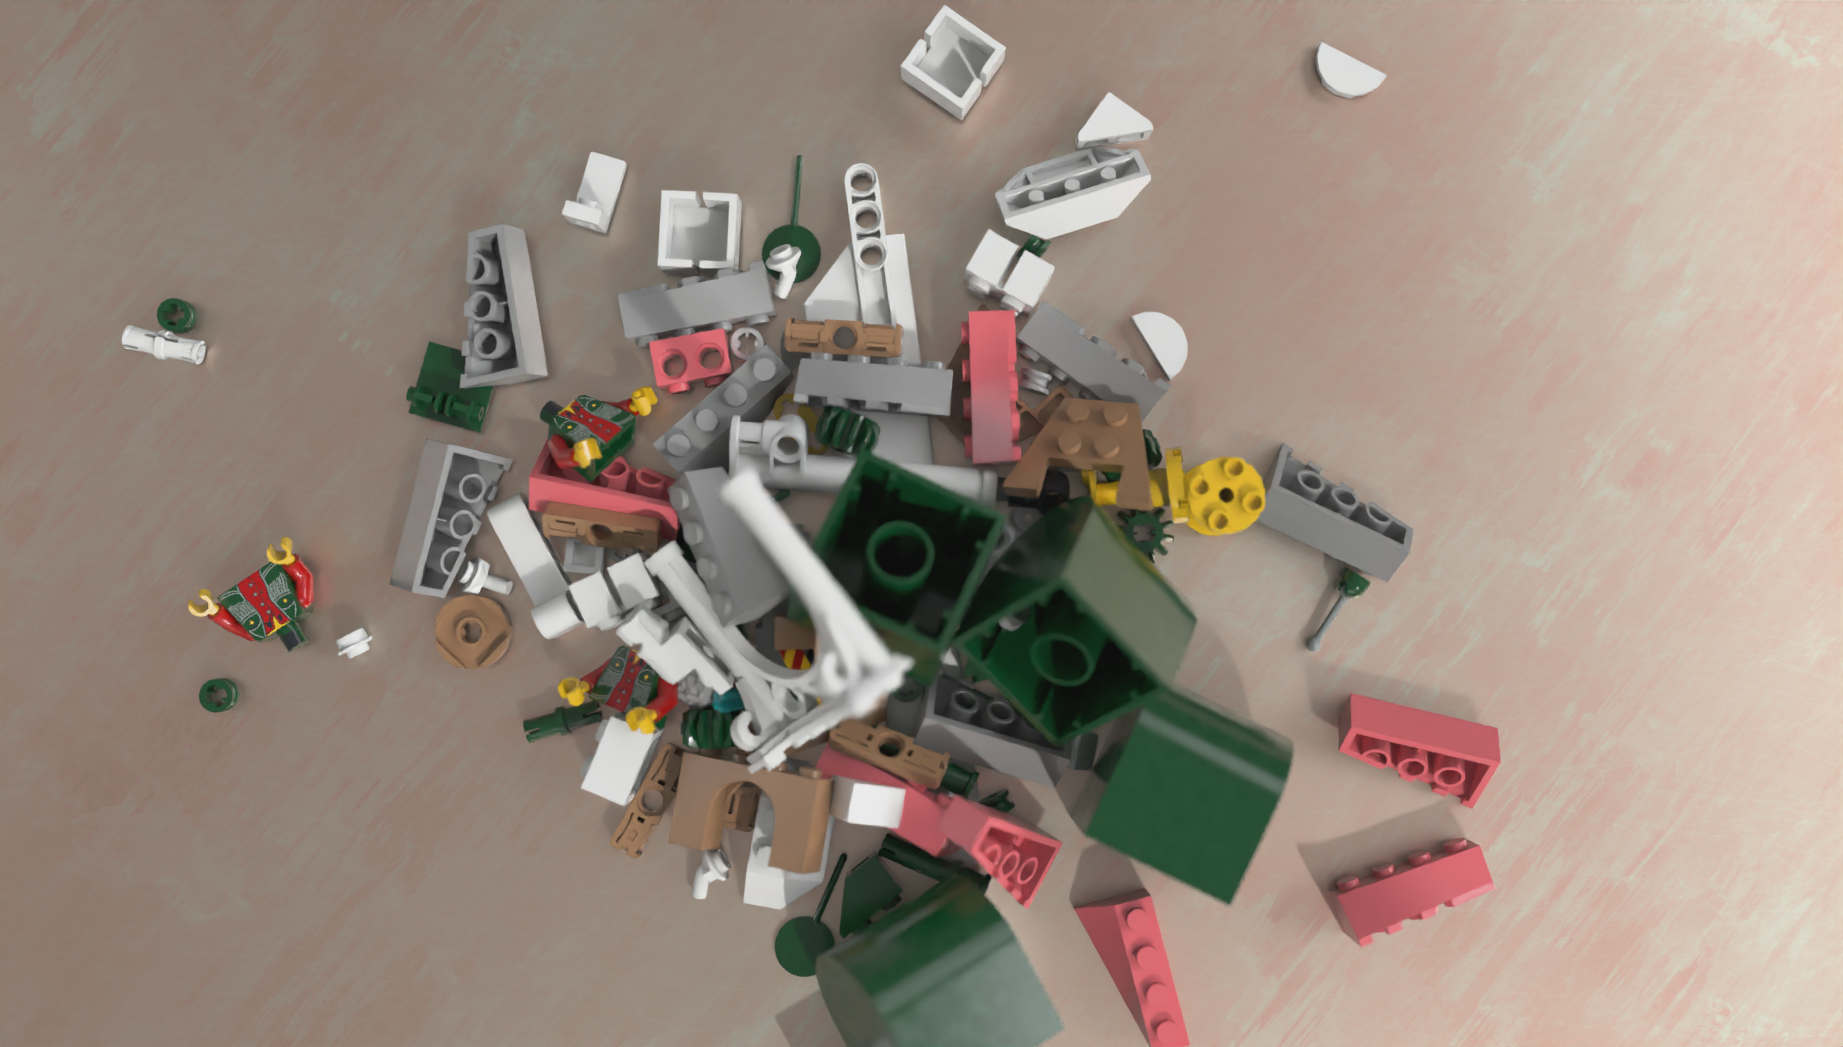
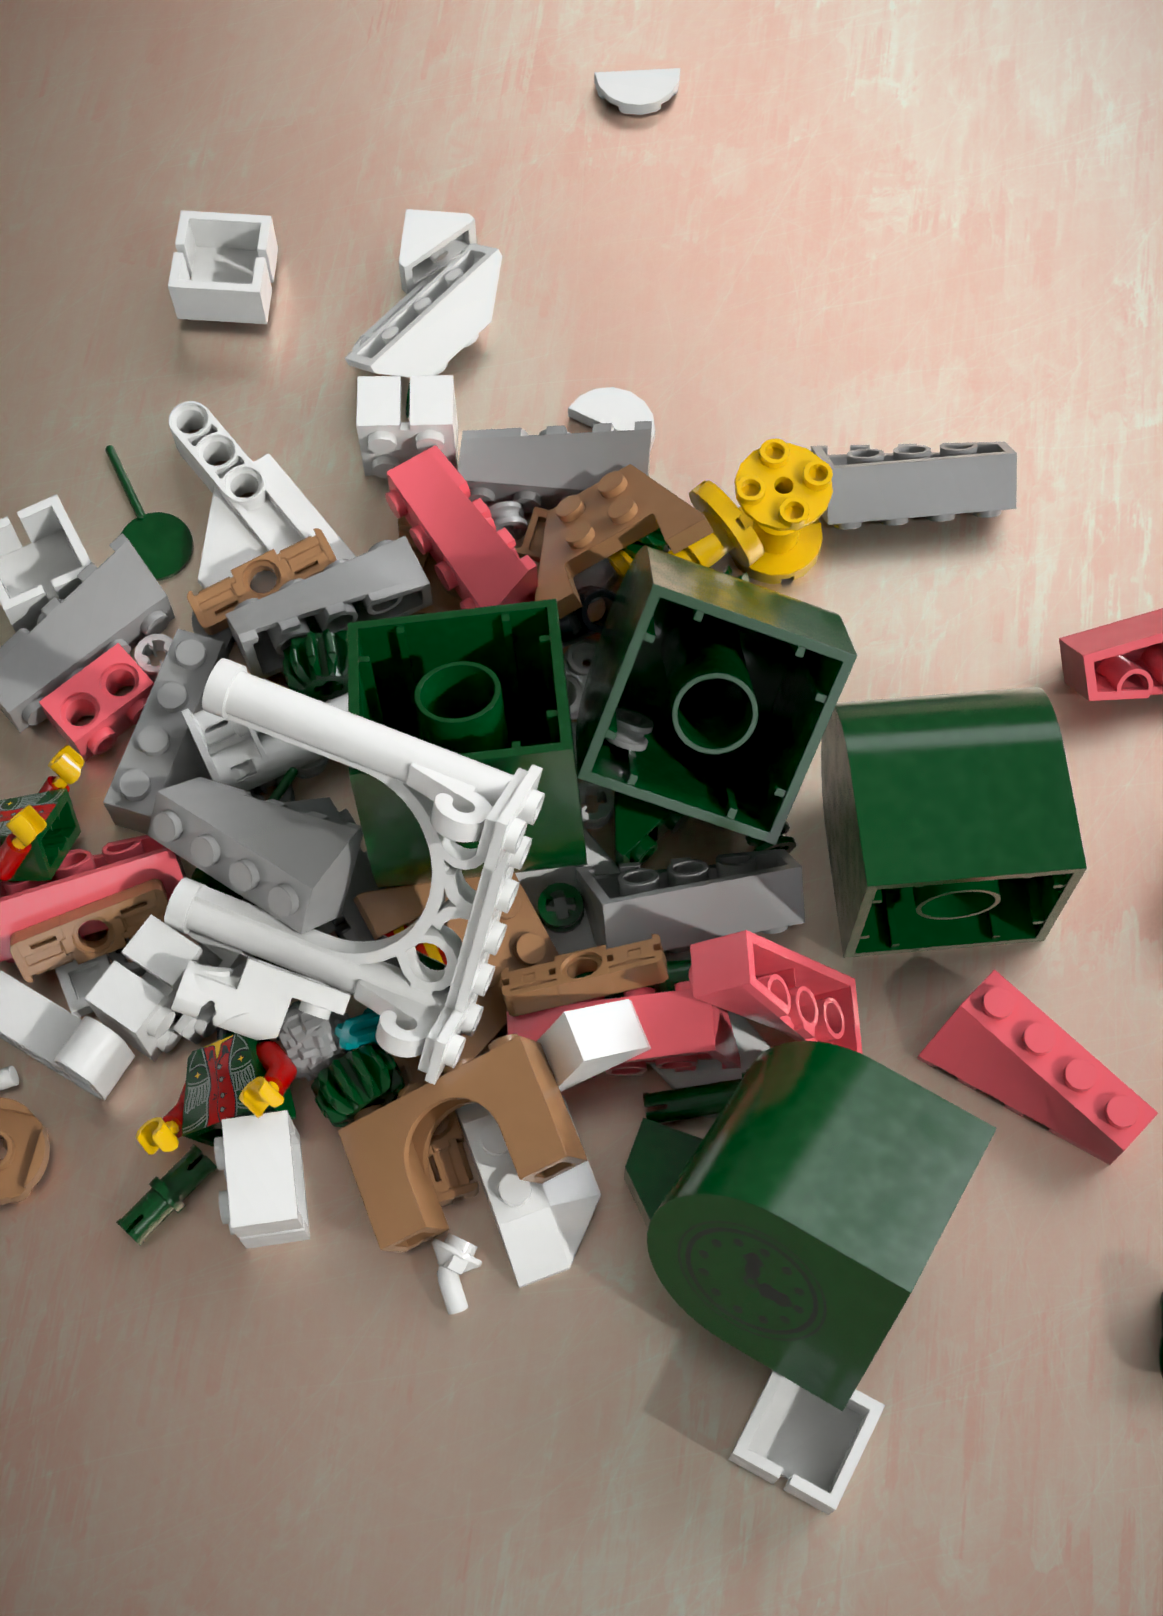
camera: 30 degrees left, 20 degrees down
(638, 820) = (329, 1262): medium nougat piece -> none
(784, 260) = (153, 548): white plate -> none
(807, 937) = (624, 1290): dark green piece -> none
(1083, 752) = (814, 875): white slope -> none
(1350, 587) = (982, 537): hinge -> none

